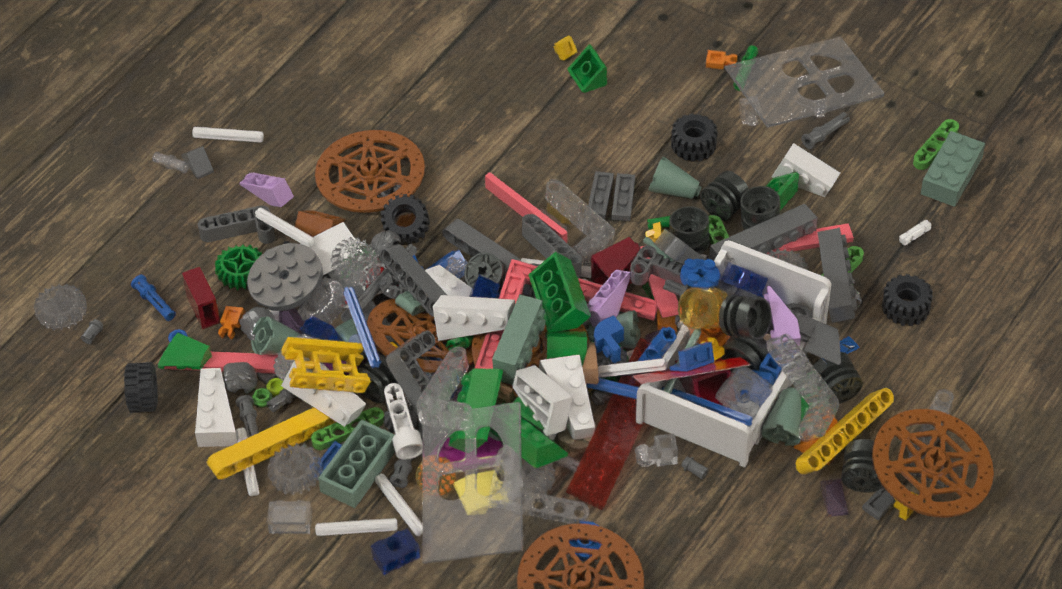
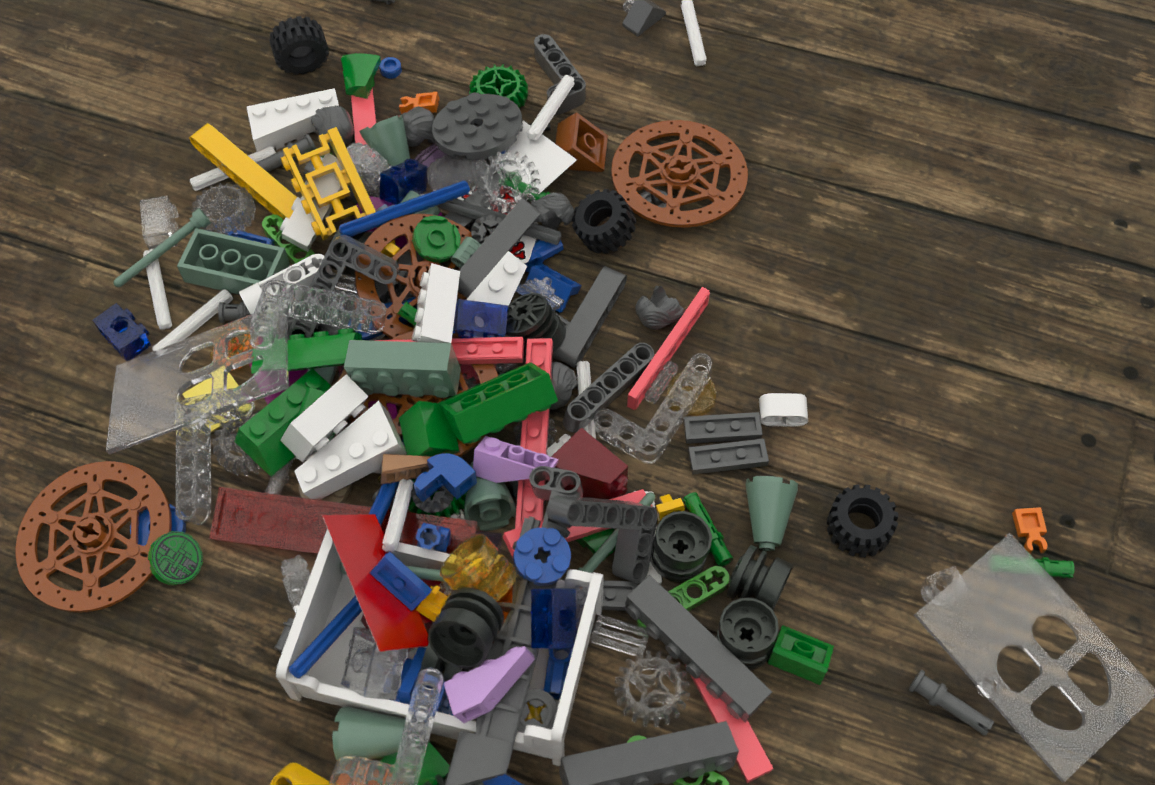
camera: 75 degrees right, 10 degrees up
(148, 292) = (443, 25): blue pin -> none
(201, 297) = (436, 63): dark red brick -> none
(268, 188) = (620, 85): lavender slope -> none
(311, 474) = (198, 221): none -> sand green piece
(393, 316) = (436, 239): none -> green tile
(493, 209) = (658, 310): none -> dark grey hair
(565, 48) = (968, 330): yellow tile -> none
(588, 70) = (938, 367): green slope -> none
(596, 158) = (783, 409): none -> white beam
(617, 525) = (175, 558): none -> tile
(813, 173) = (847, 688): white wedge -> none

